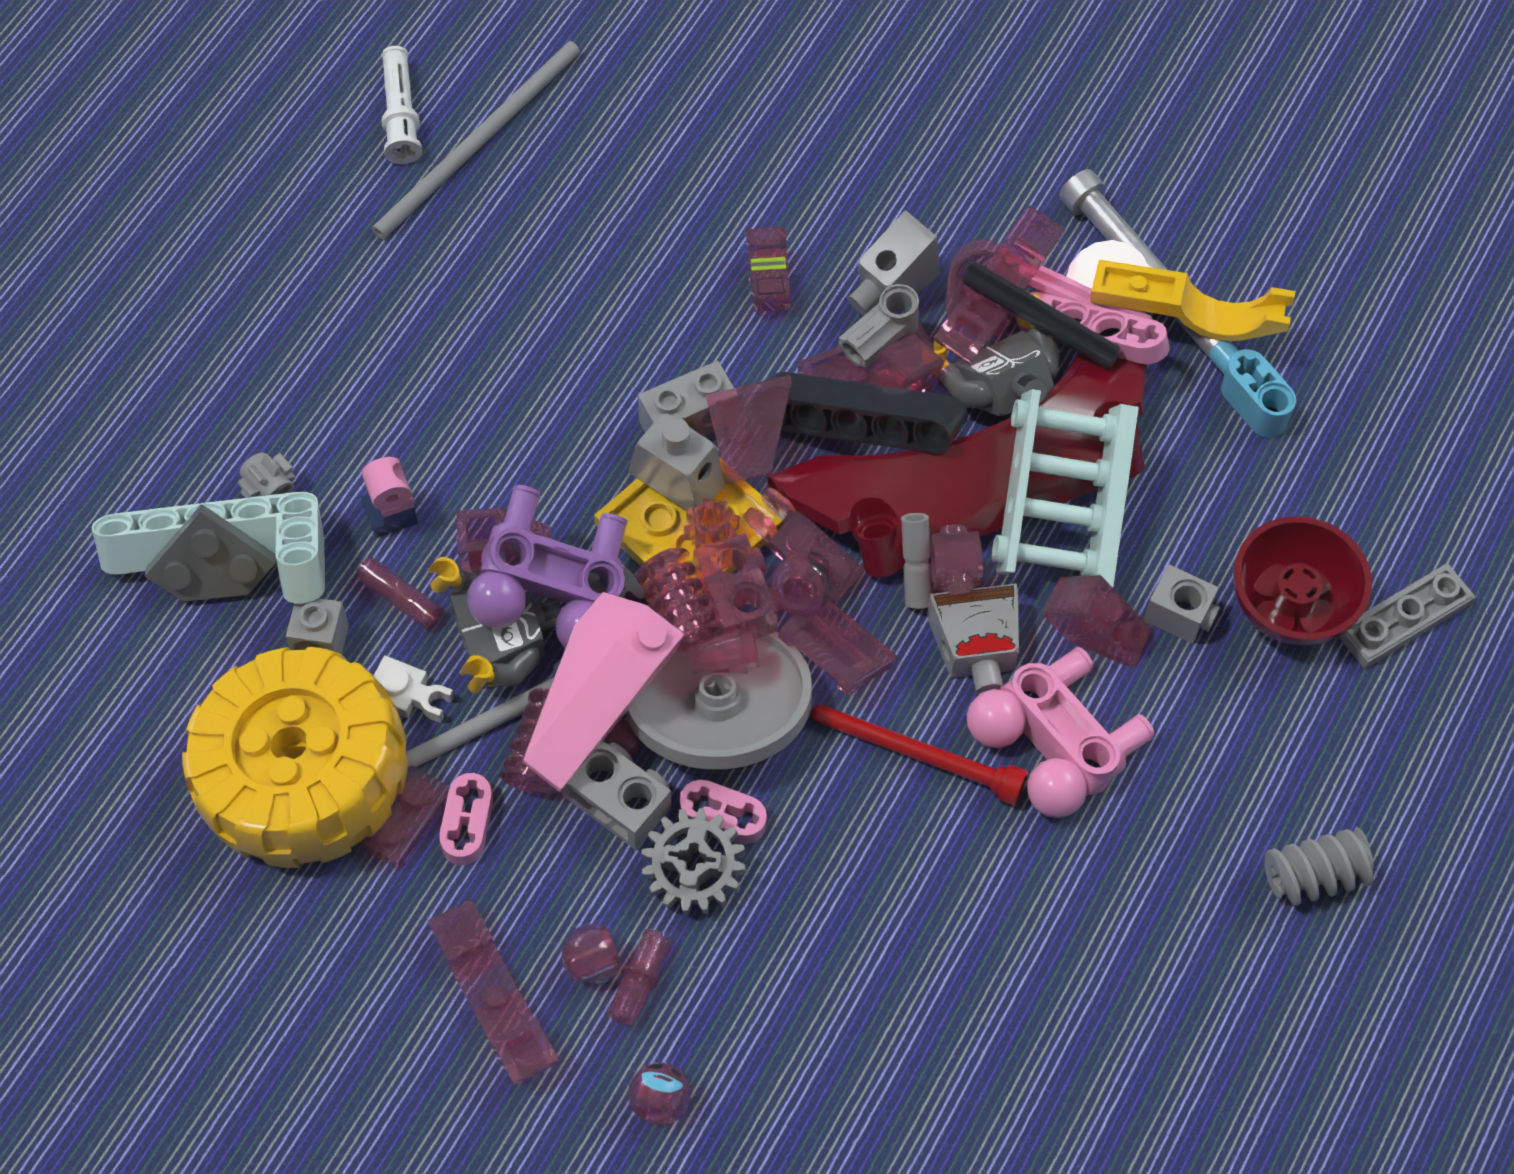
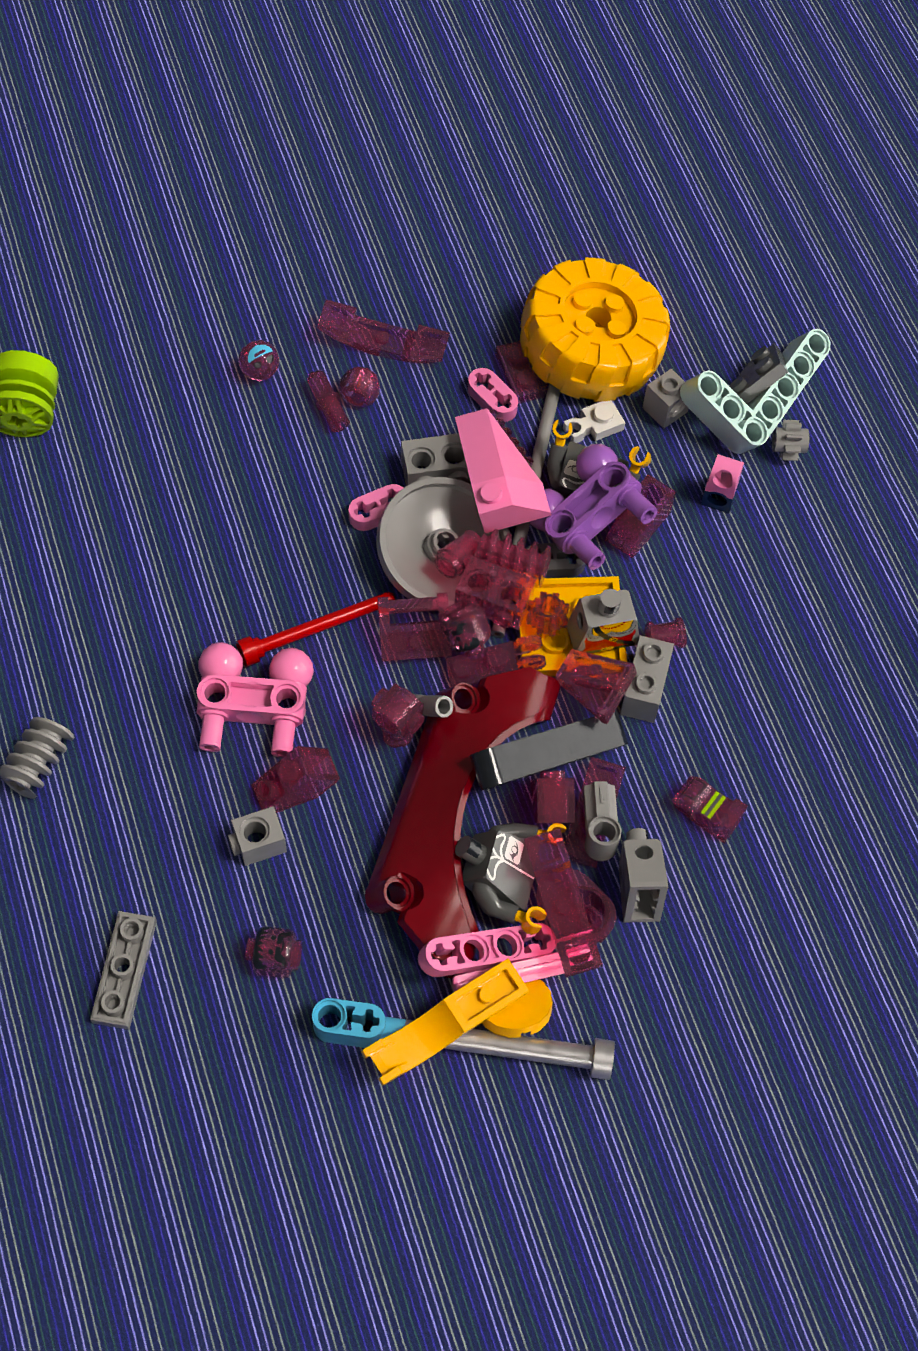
camera: 130 degrees right, 0 degrees up
(402, 595) = (666, 456): clear pink piece -> none
(616, 431) = (670, 632): none -> clear pink bush
(690, 881) = (361, 464): light grey gear -> none
(977, 633) = (346, 710): light grey torso -> none
(1041, 315) = (517, 907): black axle -> none
(1108, 473) = (370, 846): light aqua fence -> none
(1262, 498) = (274, 952): none -> clear pink head
(1315, 567) = (183, 883): dark red piece -> none

